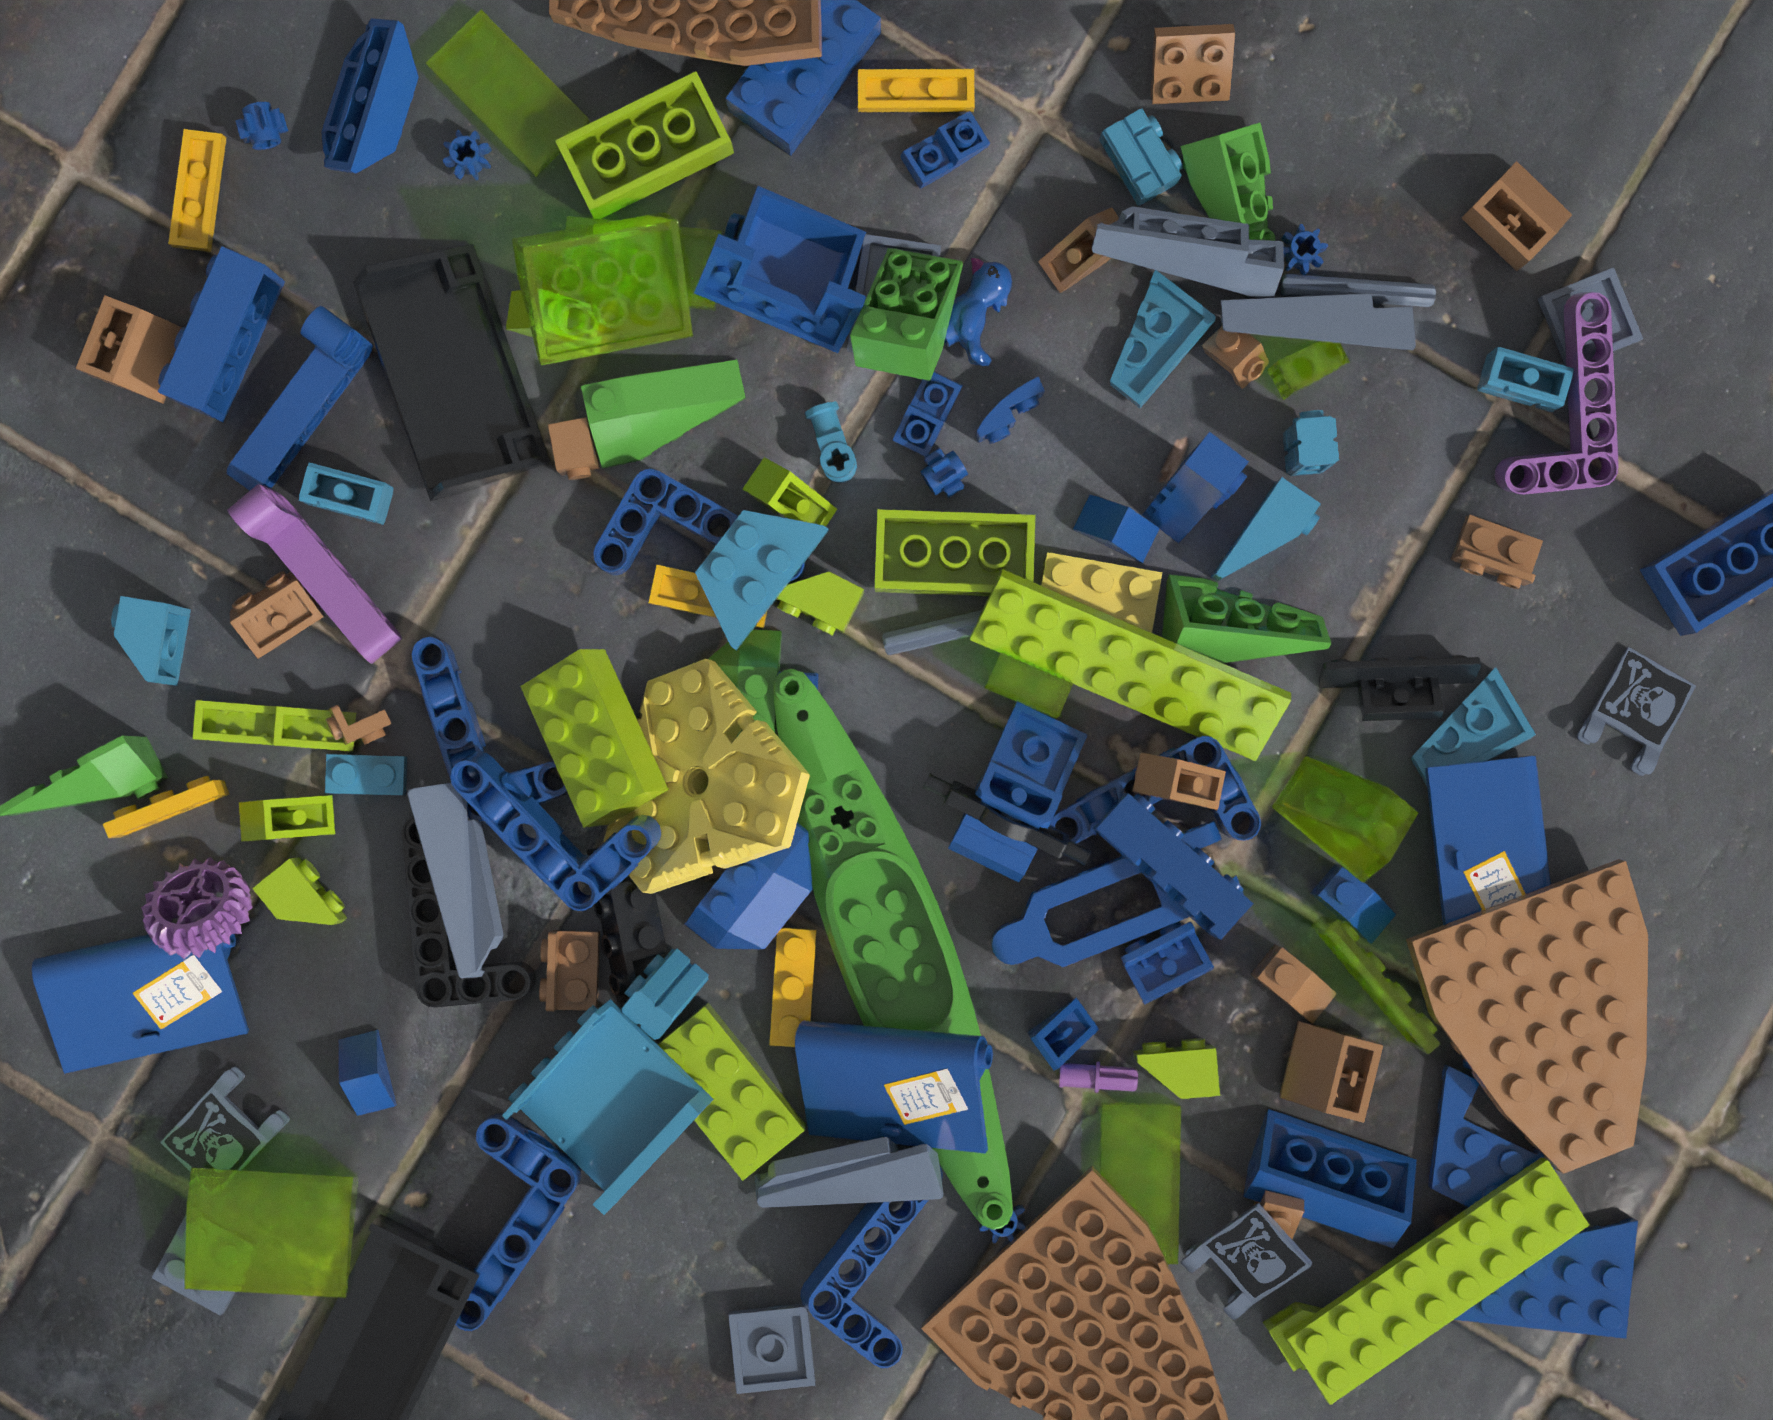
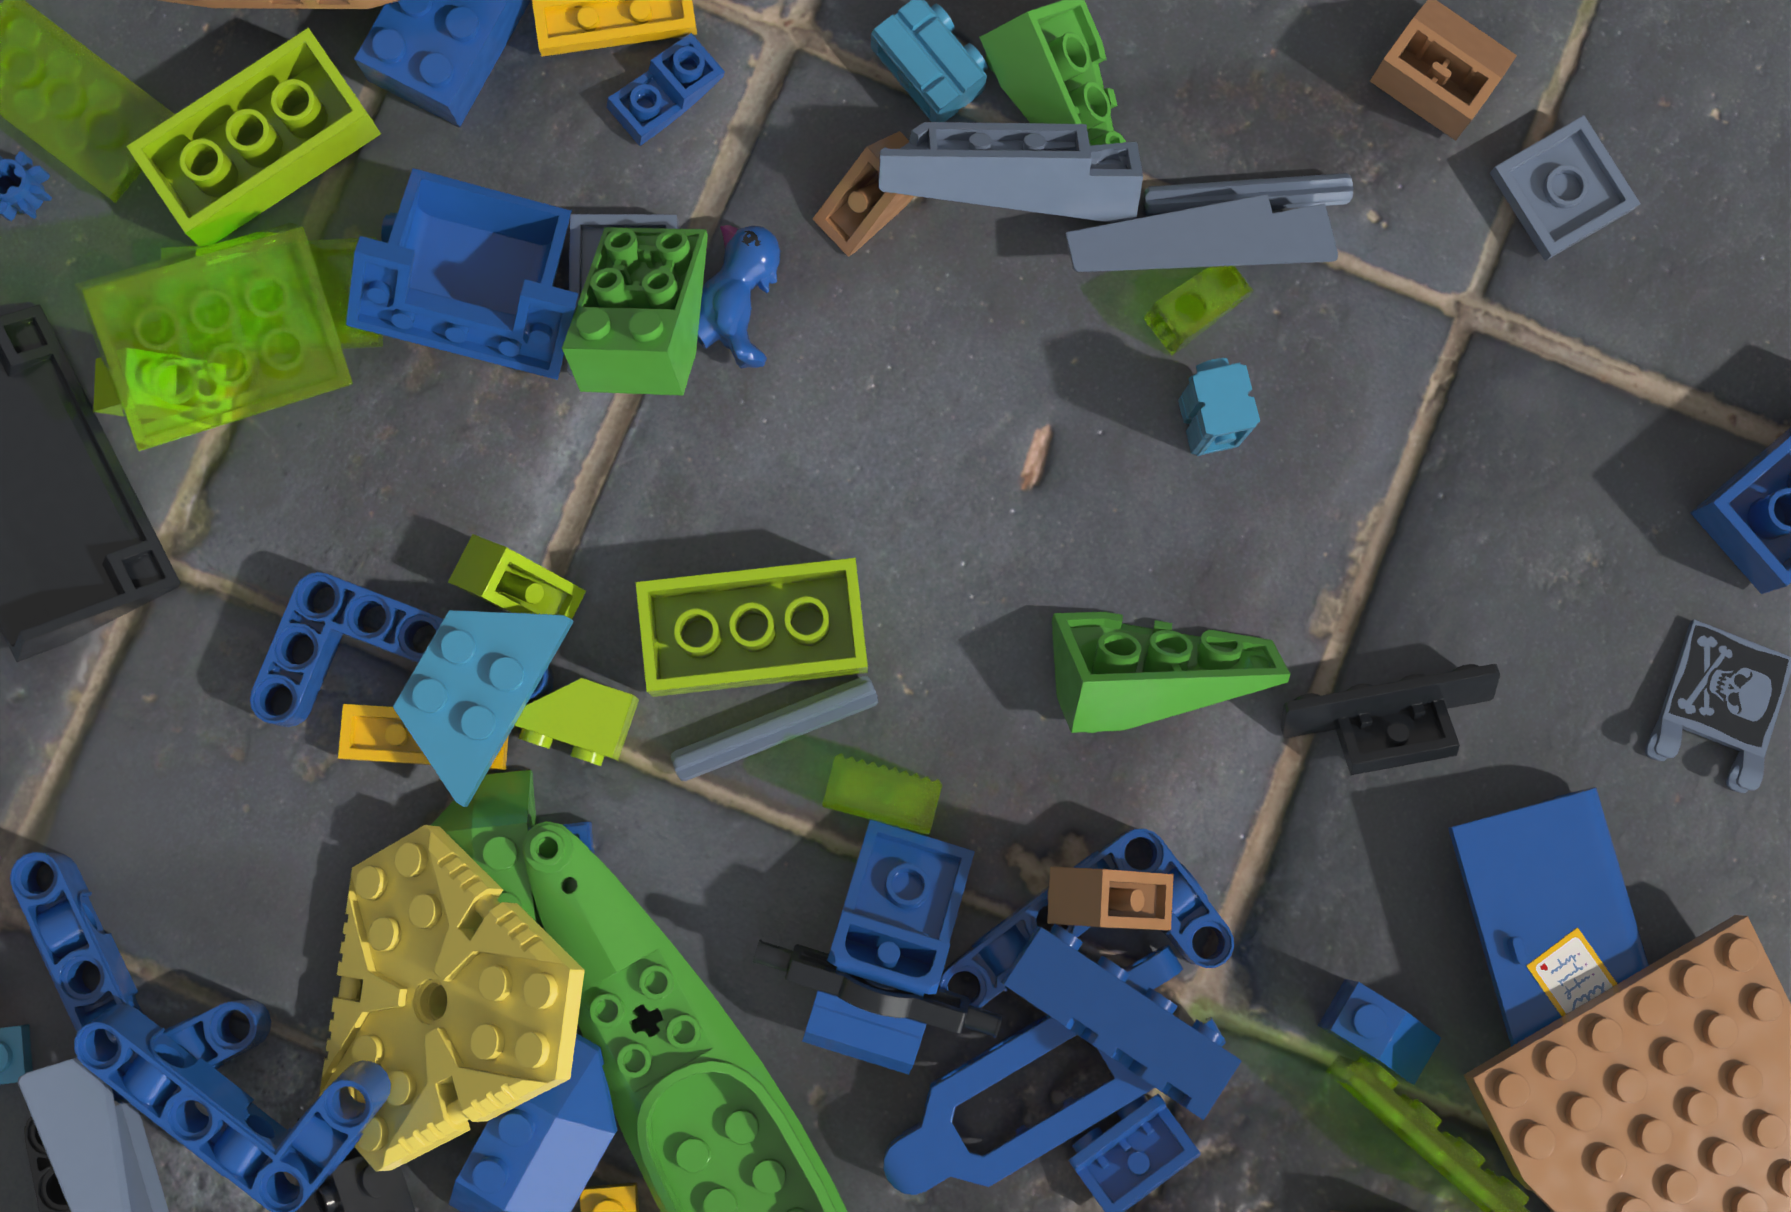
camera: 15 degrees left, 5 degrees down
(573, 448) = (208, 560): medium nougat brick -> none
(594, 737) = (280, 960): lime brick -> none
(649, 410) = (305, 494): bright green wedge -> none
(831, 441) = (564, 500): dark azure connector -> none
(927, 413) = (691, 442): blue slope -> none
(944, 473) = (723, 519): blue gear -> none
(1000, 419) = (790, 437): blue slope -> none
(1108, 587) = (961, 664): light yellow plate -> none
(1116, 527) = (972, 560): blue slope -> none
(1130, 665) = (1017, 746): lime plate -> none
(1160, 338) = (992, 297): dark azure wing -> none
(1201, 482) = (1073, 481): blue wedge -> none
(1238, 354) = (1100, 302): medium nougat bracket -> none
(1277, 521) = (1188, 521): dark azure slope -> none
(1293, 983) = (1315, 1158): medium nougat slope -> none
(1311, 256) = (1170, 136): blue gear -> none
(1346, 815) = (1350, 911): clear neon green slope -> none
(1478, 729) = (1509, 764): dark azure wing -> none
(1496, 551) = (1493, 516): medium nougat bracket -> none
(1525, 379) = (1493, 279): dark azure brick -> none
(1581, 410) = (1573, 307): medium lavender beam -> none

